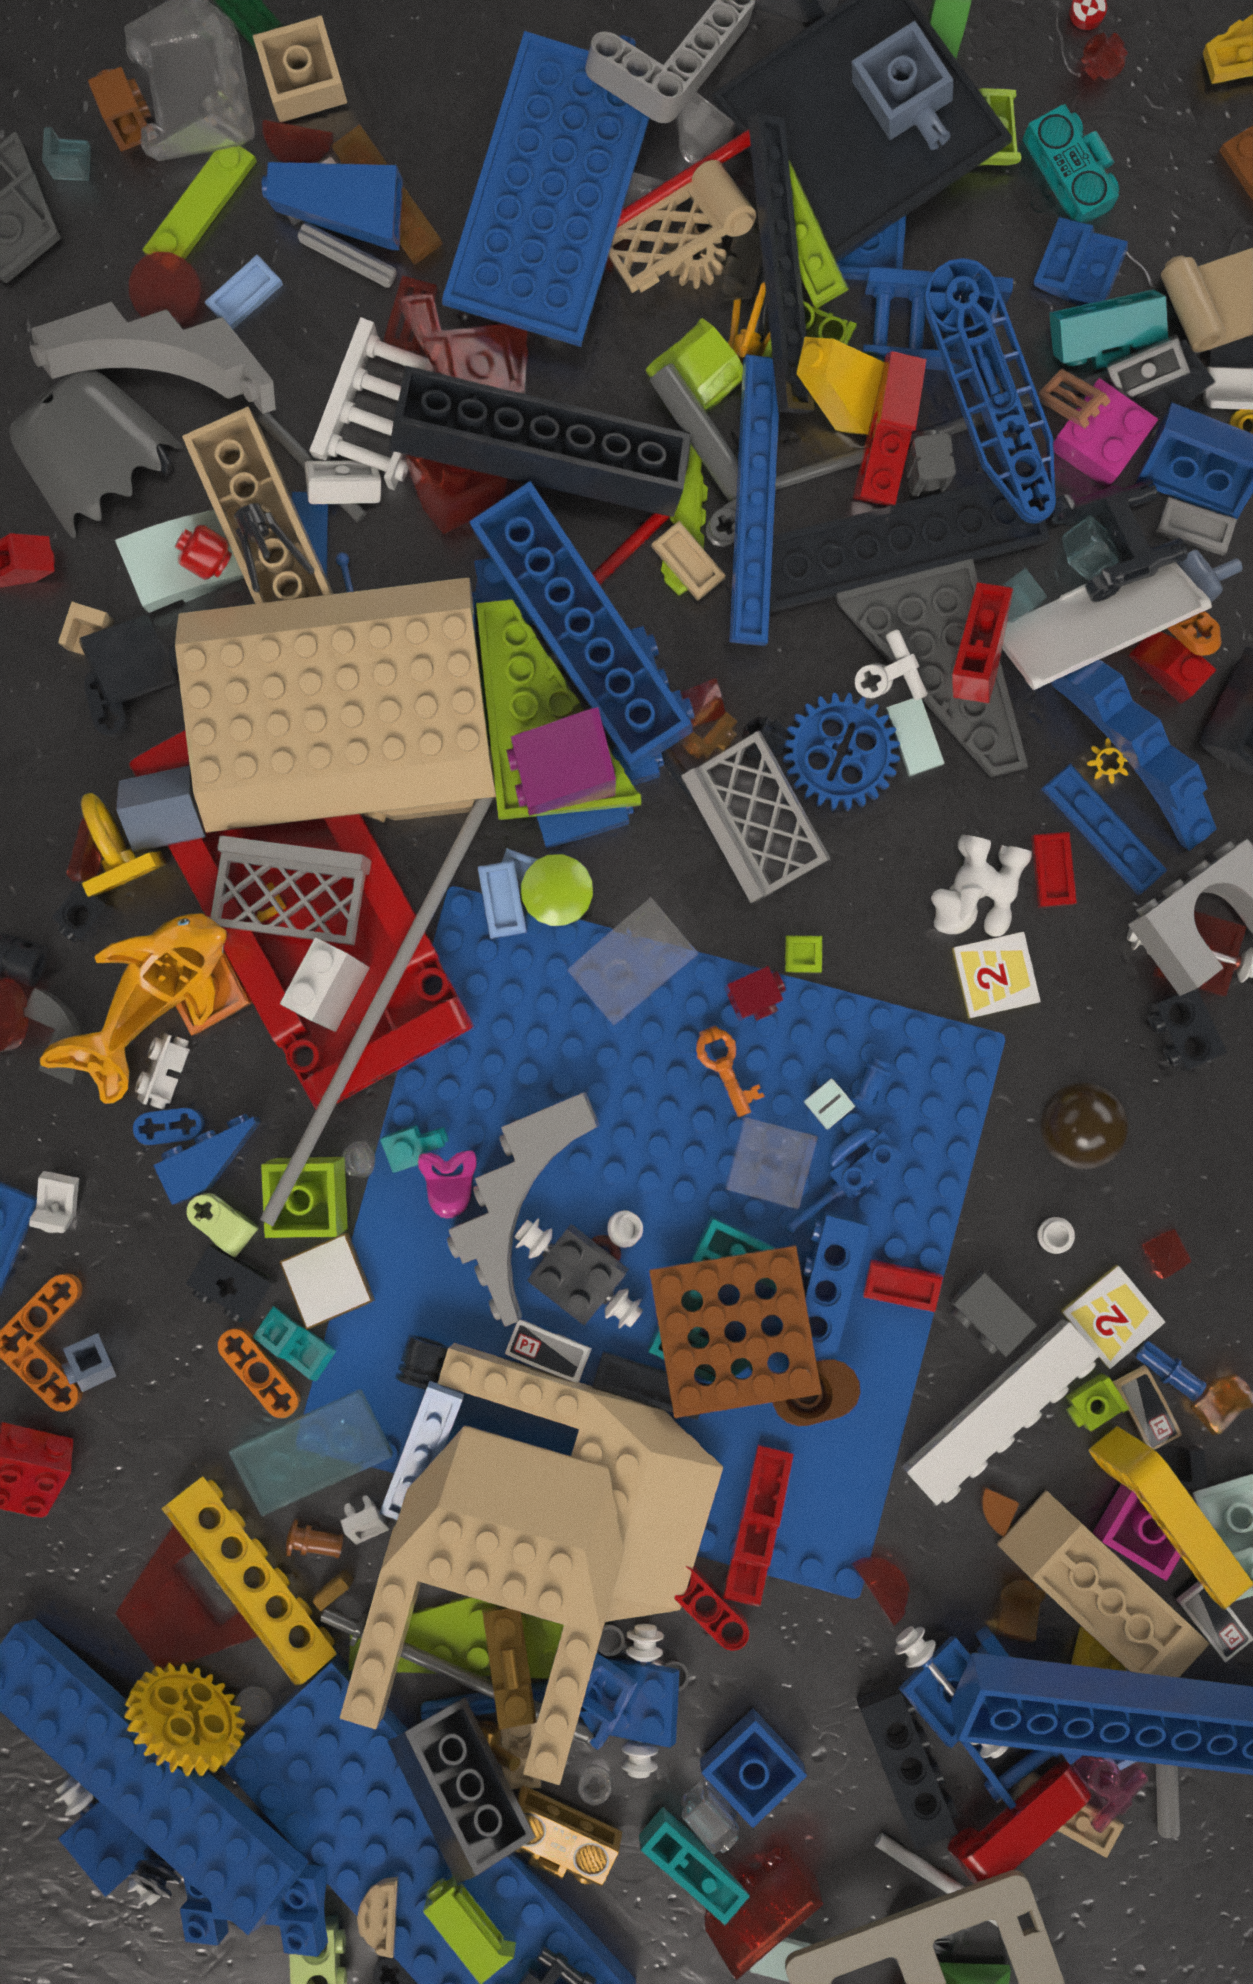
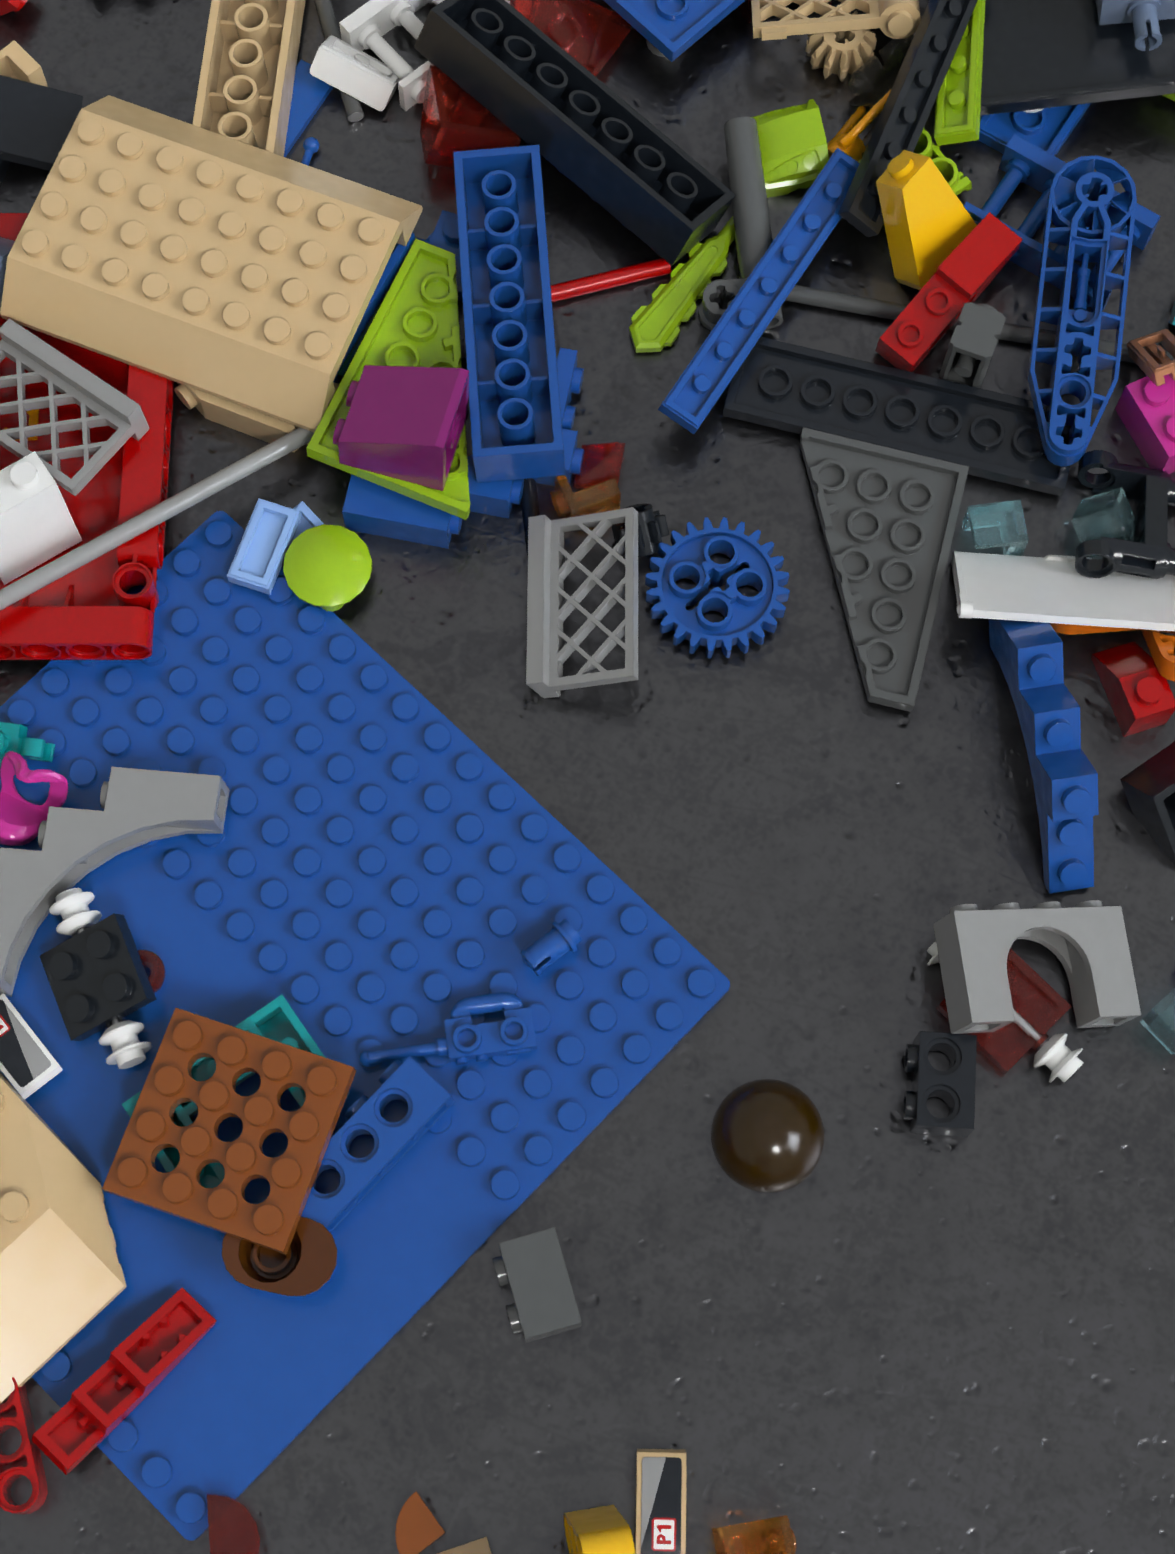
camera: 25 degrees right, 15 degrees down
(155, 568) = (142, 59): light aqua slope -> none
(203, 552) = (171, 55): red head -> none
(255, 526) = (234, 54): black plant -> none
(624, 1229) = (180, 959): white plate -> none
(632, 961) = (362, 677): clear slope -> none
(635, 1381) = (86, 1133): black plate -> none
(688, 560) = (664, 319): tan tile -> none
(723, 1065) = (395, 842): orange piece -> none
(756, 994) = (472, 774): dark red brick -> none
(771, 1162) = (382, 966): clear brick -> none
(803, 954) = (555, 777): lime tile -> none
(829, 1103) = (488, 946): light aqua tile -> none
(902, 1285) = (454, 1196): red tile -> none
(905, 665) = (830, 531): white piece -> none
(916, 737) = (807, 616): light aqua tile -> none
(976, 879) = (789, 792): white animal -> none
(982, 643) = (927, 548): red slope -> none
(996, 975) = (757, 912): tile -> none
(1001, 1411) = (483, 1407): white brick -> none
(1053, 869) = (885, 834): red tile -> none
(1055, 1235) = (665, 1239): white plate -> none
(1100, 1389) = (621, 1461): lime brick -> none
(1104, 829) = (965, 820): blue tile -> none
(1110, 771) = (997, 750): yellow gear -> none
(1113, 1316) = (680, 1372): tile -> none
(1166, 1254) = (784, 1334): clear red slope -> none
(1170, 1370) = (713, 1474): blue axle -> none

